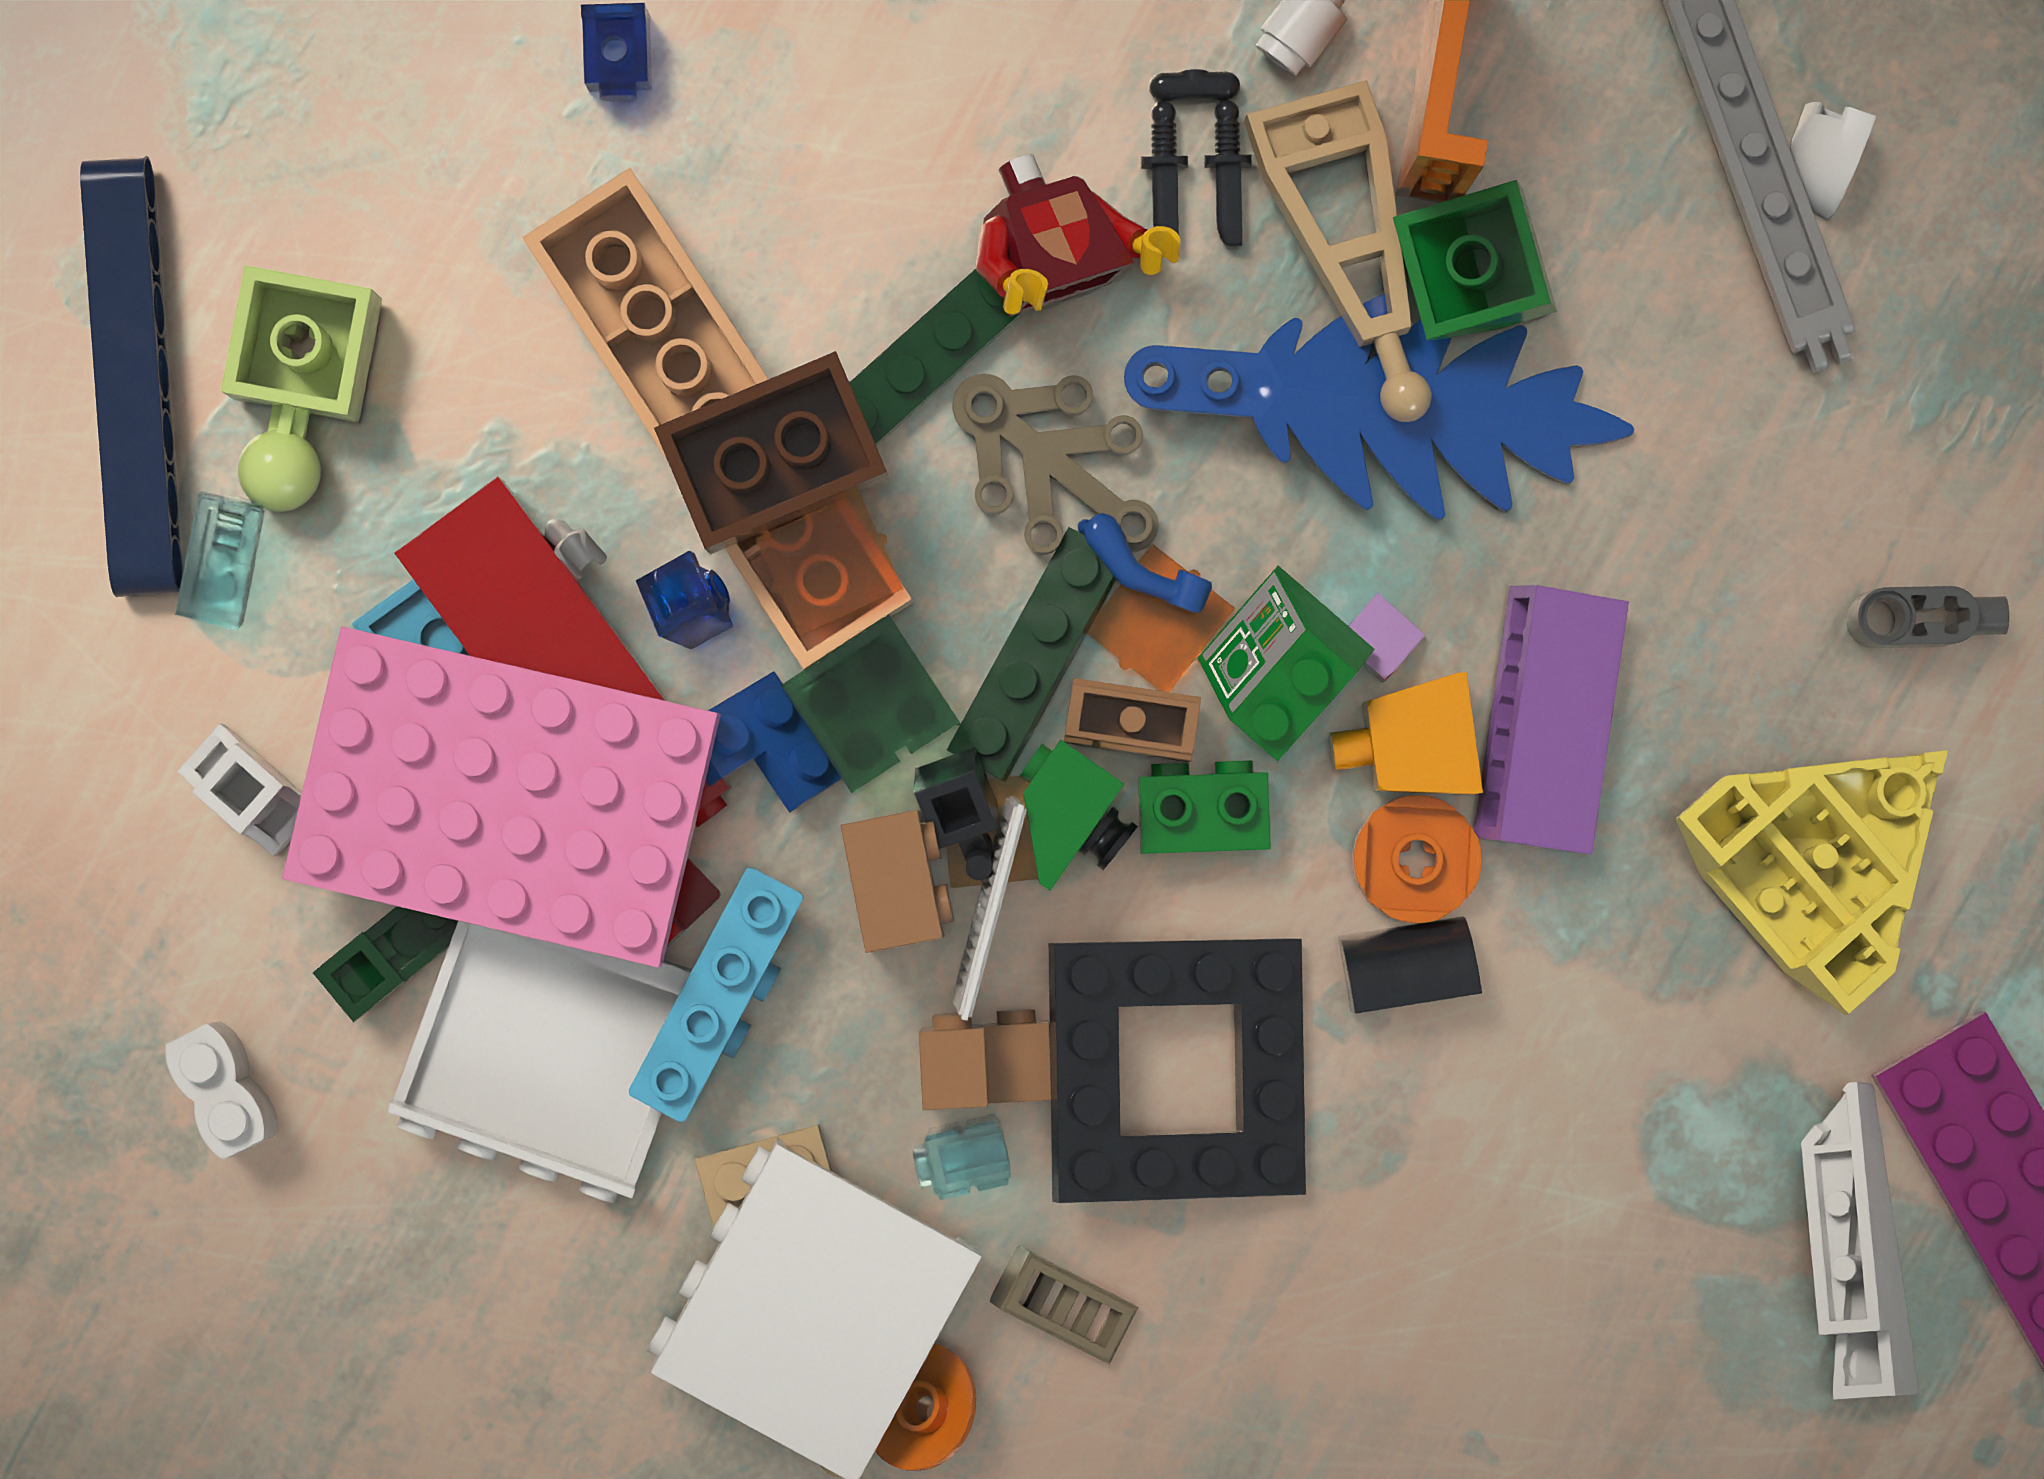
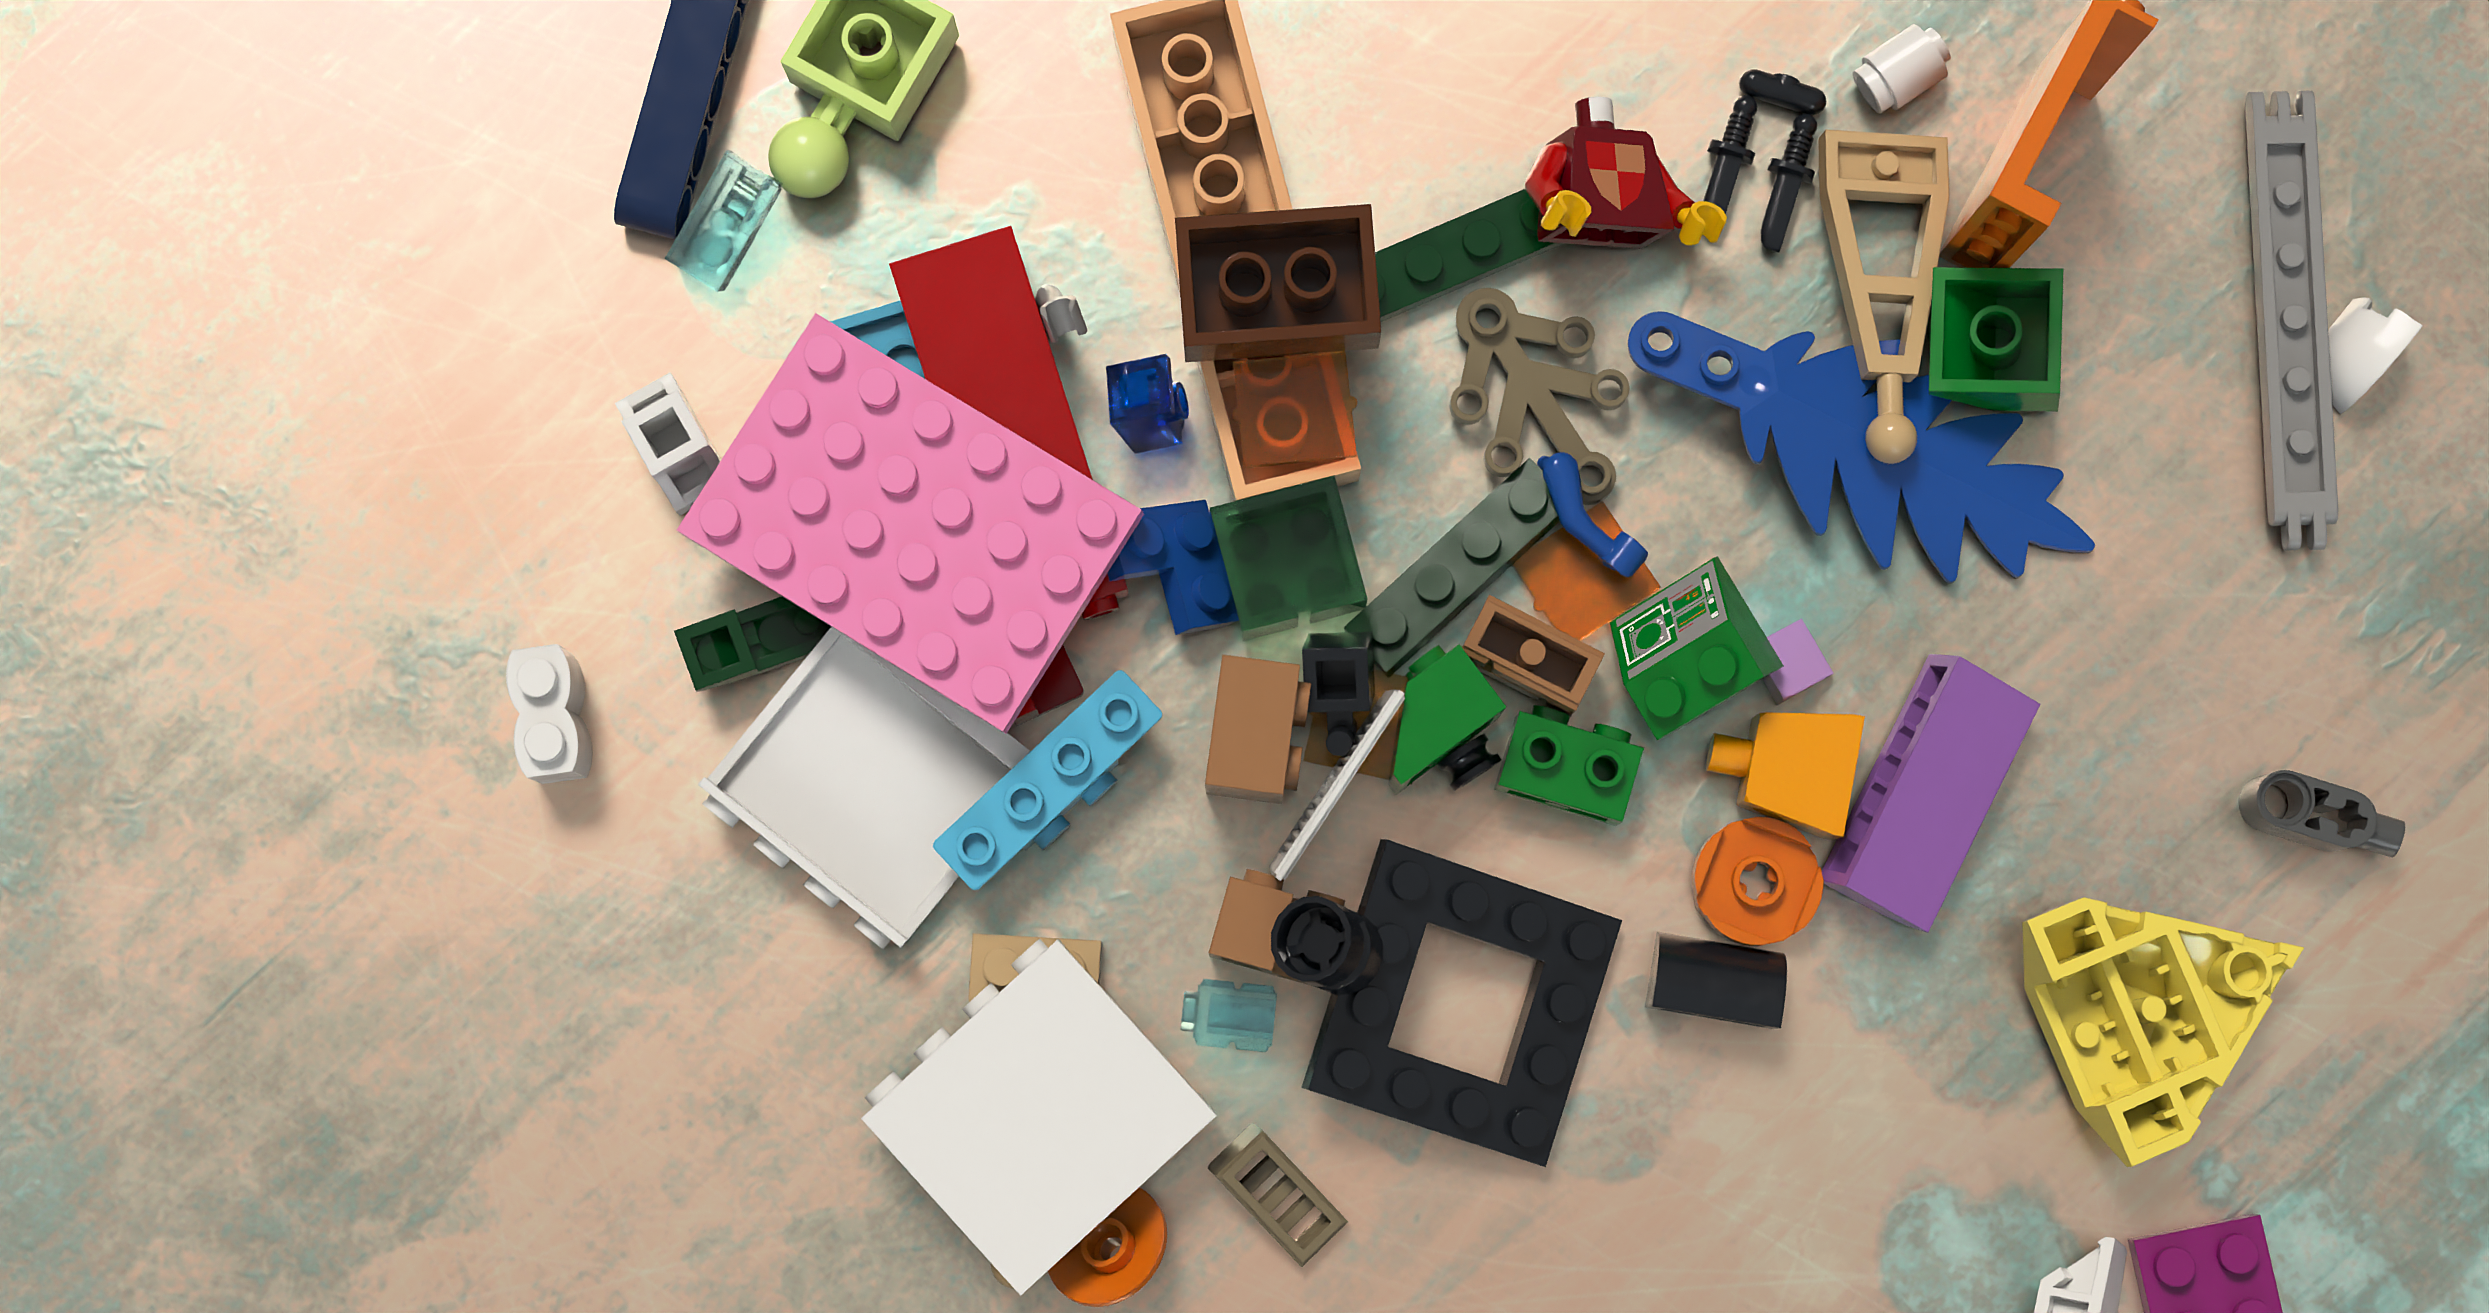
camera: 20 degrees right, 5 degrees down
(1031, 1066) = (1326, 945): none -> black wheel

